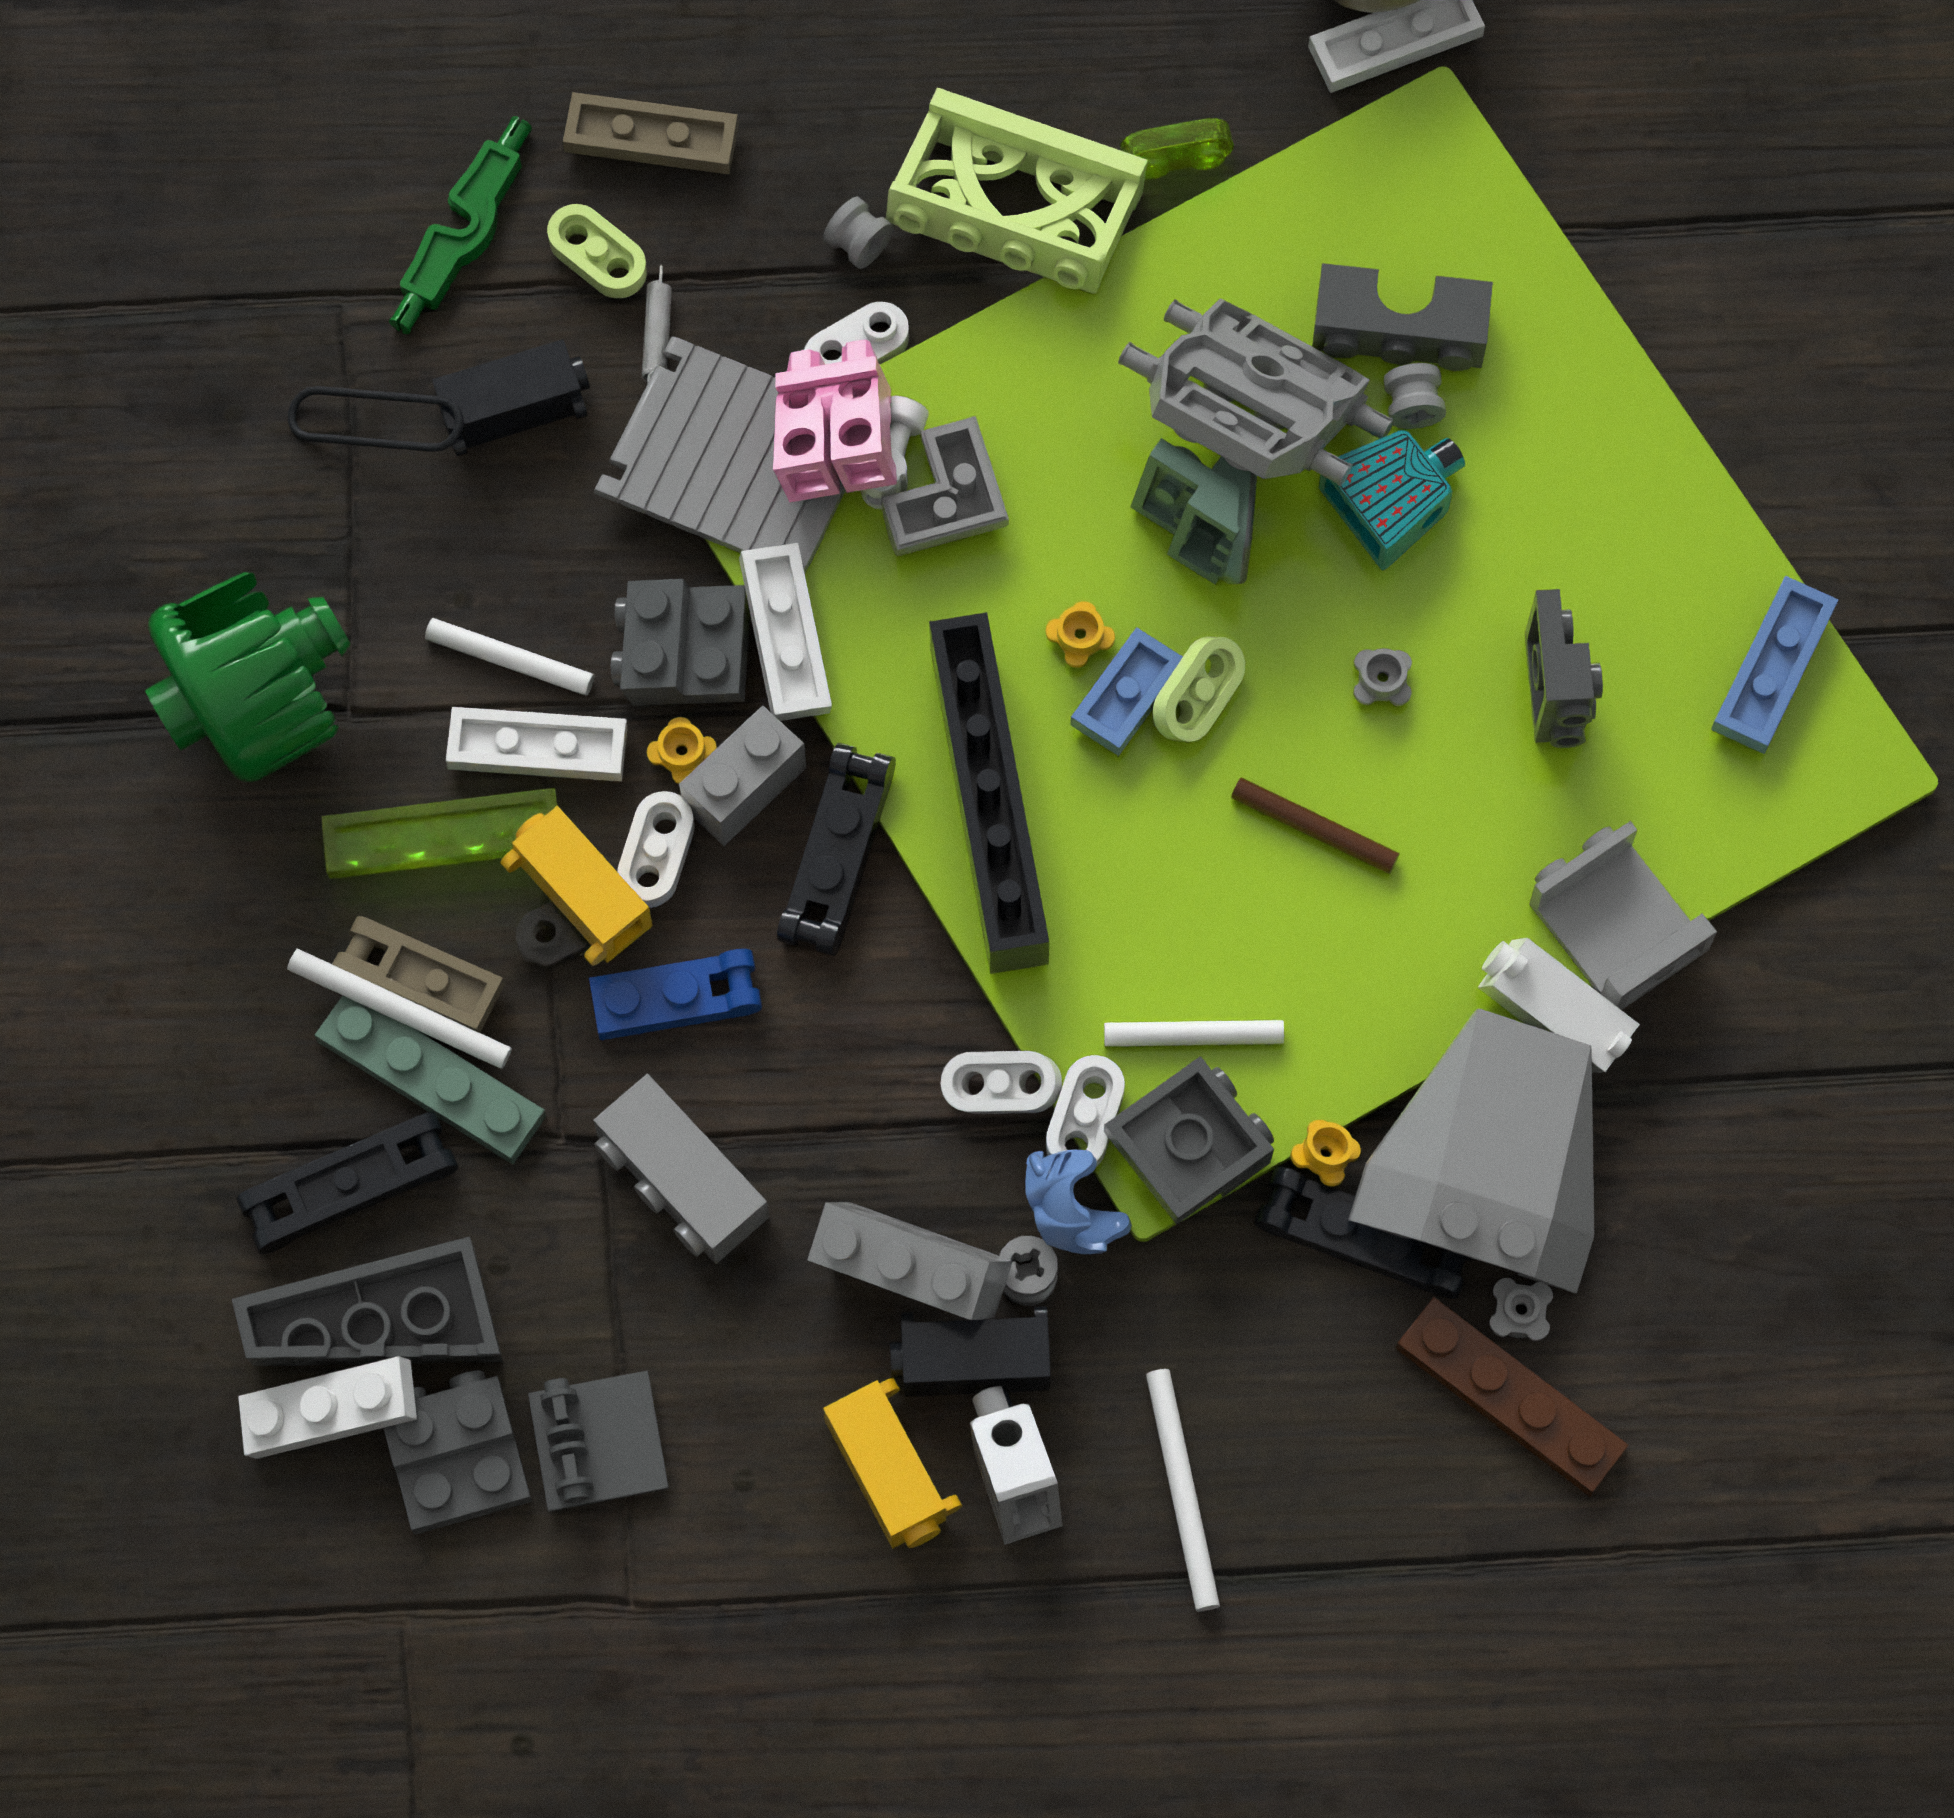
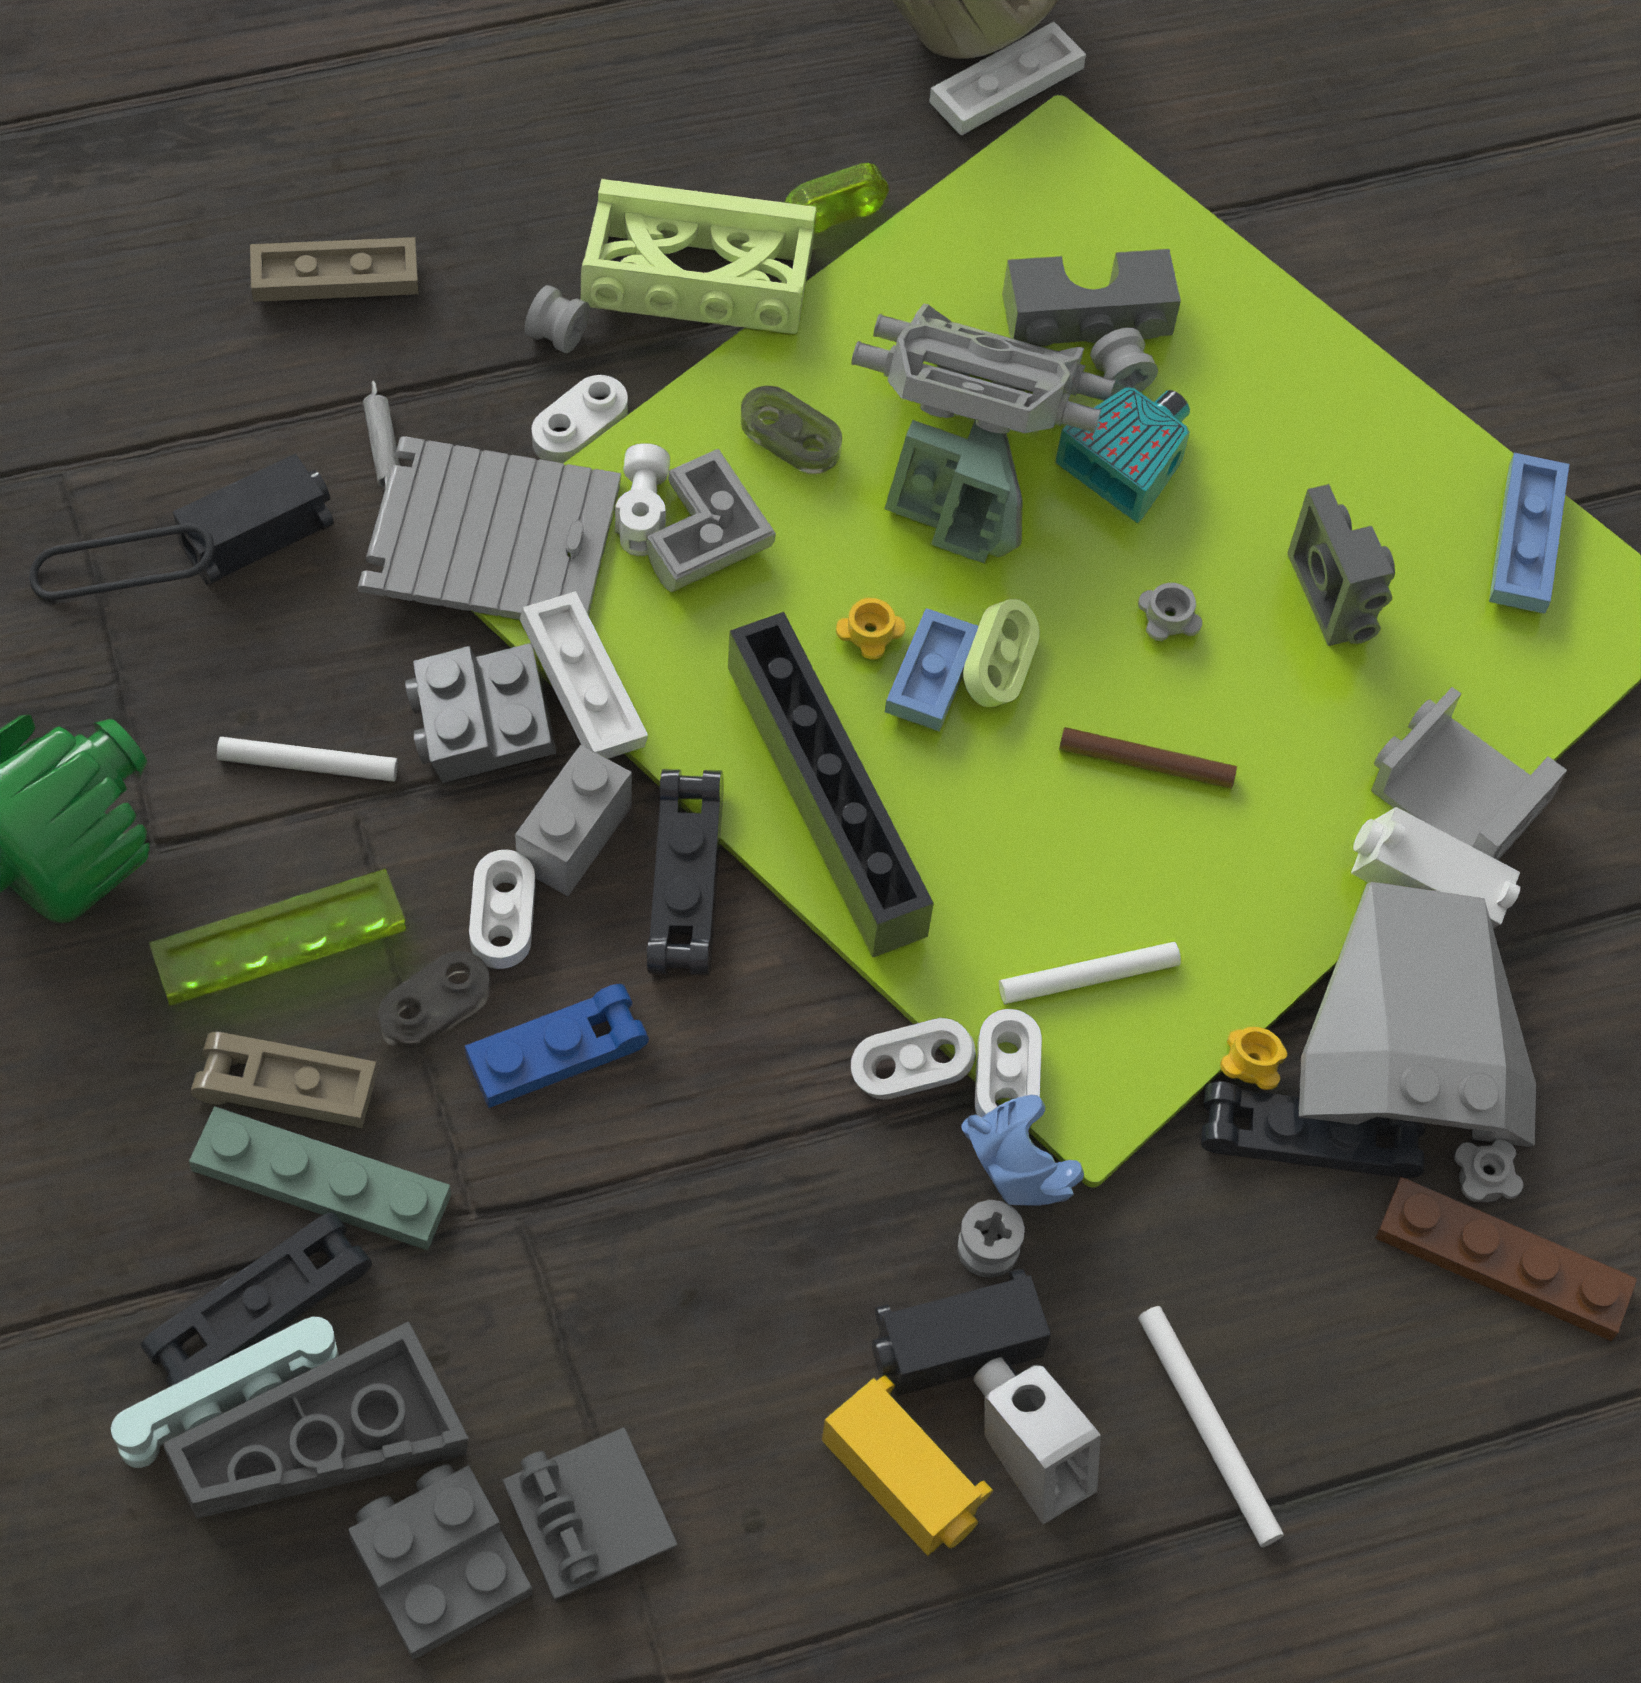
camera: 20 degrees left, 10 degrees down
(279, 1260) = (220, 1388): none -> light aqua plate
(327, 1407) = (290, 1540): white plate -> none
(399, 1008) = (273, 1114): white bar -> none
(449, 249) = (158, 404): green piece -> none
(536, 744) = (355, 833): white plate -> none
(579, 883) = (437, 949): yellow brick -> none
(599, 253) = (311, 379): yellowish green plate -> none
(679, 1170) = (607, 1214): light grey brick -> none
(680, 733) = (498, 797): yellow plate -> none
(833, 424) = (581, 454): bright pink hips -> none
(910, 1260) = (873, 1249): light grey brick -> none
(1058, 408) = (794, 430): none -> clear smoke plate
(1191, 1139) = (1123, 1069): dark grey plate -> none

